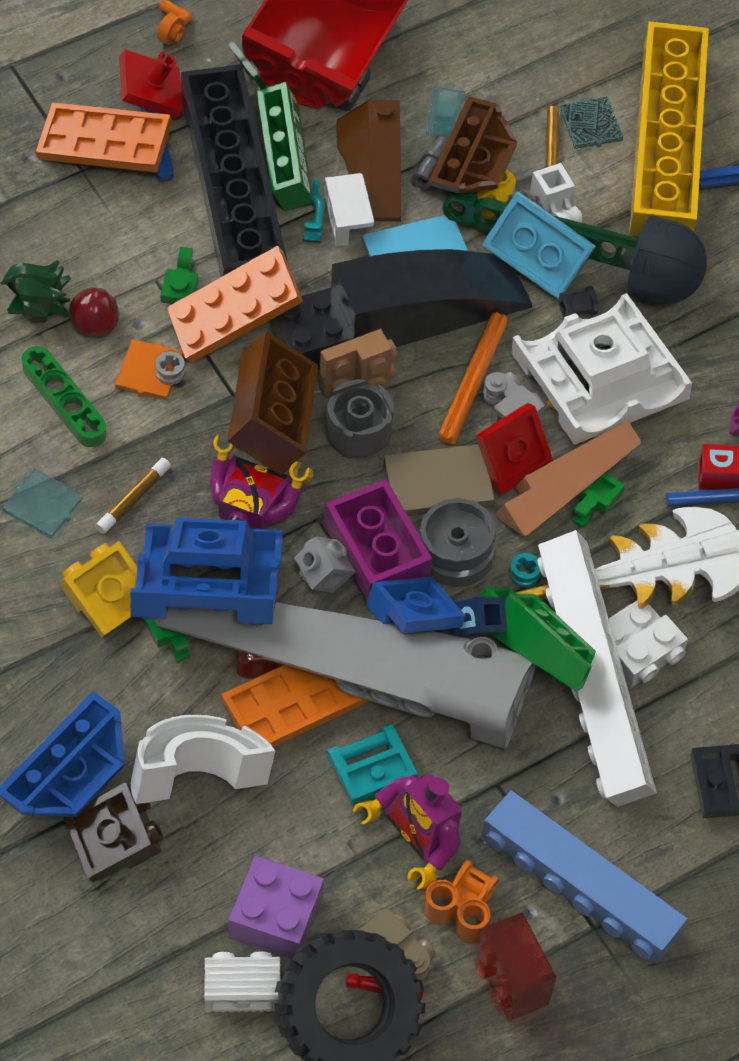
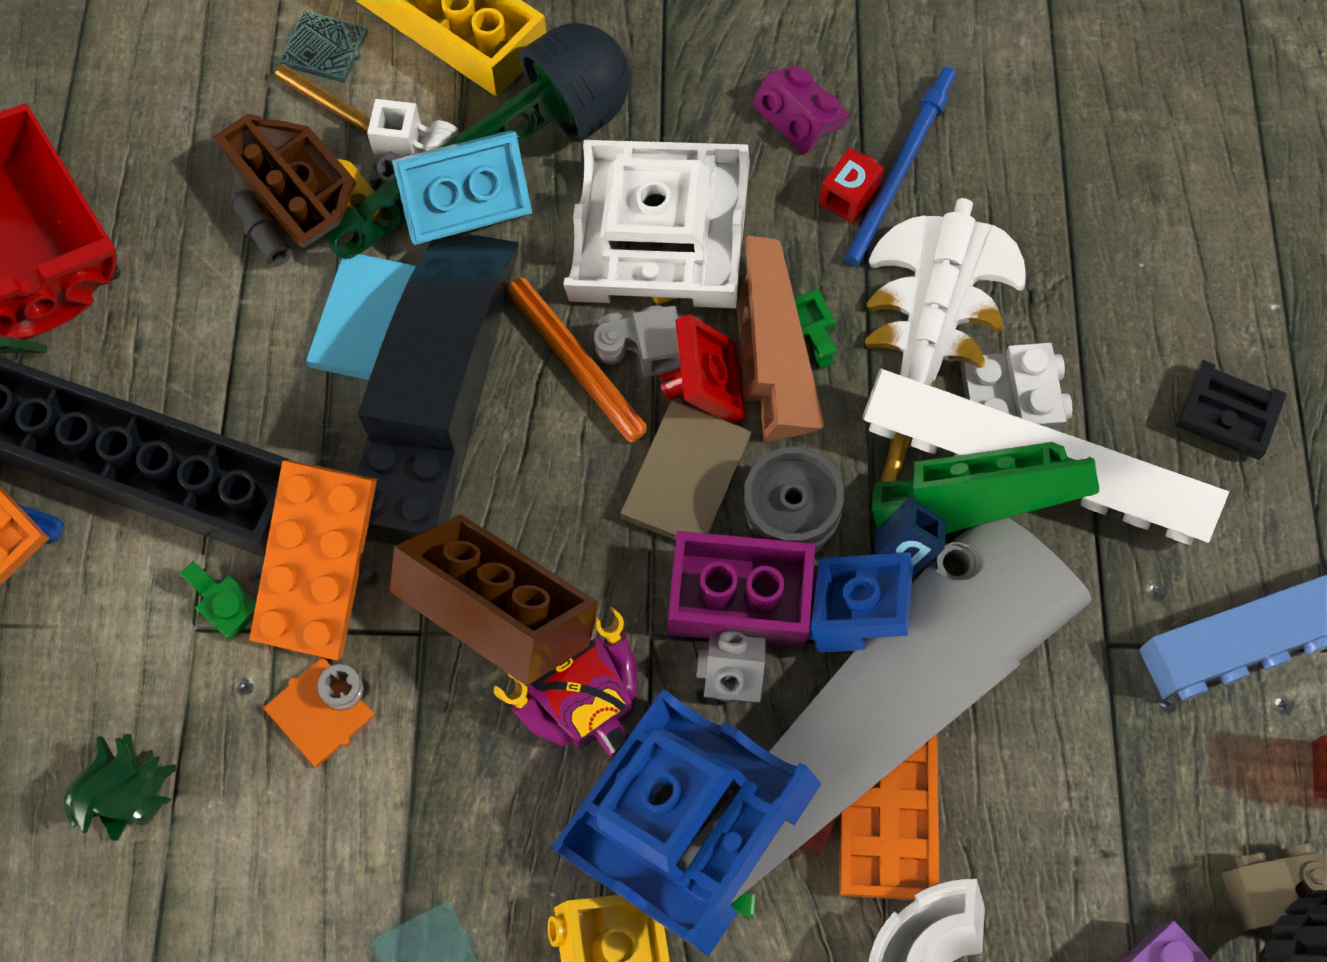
camera: 55 degrees left, 10 degrees up
(60, 398) = (290, 847): green beam -> none
(94, 312) = (194, 733): dark red hair -> none
(133, 496) = (489, 838): pearl gold bar -> none
(285, 146) = (124, 370): green brick -> none
(314, 229) = (258, 409): teal piece -> none
(347, 205) = (258, 353): white panel -> none
(359, 358) = (495, 467): medium nougat plate -> none
(359, 418) = (539, 500): dark grey brick -> none
(371, 774) = (1037, 770): teal plate -> none
(372, 146) = (195, 279): reddish brown wedge -> none
(424, 817) = (1132, 753): magenta torso -> none
(444, 110) = (205, 176): clear light blue brick -> none
(467, 898) = (1254, 770): orange piece -> none
(521, 578) = (857, 439): teal bush -> none
(579, 302) = (554, 195): black bush -> none

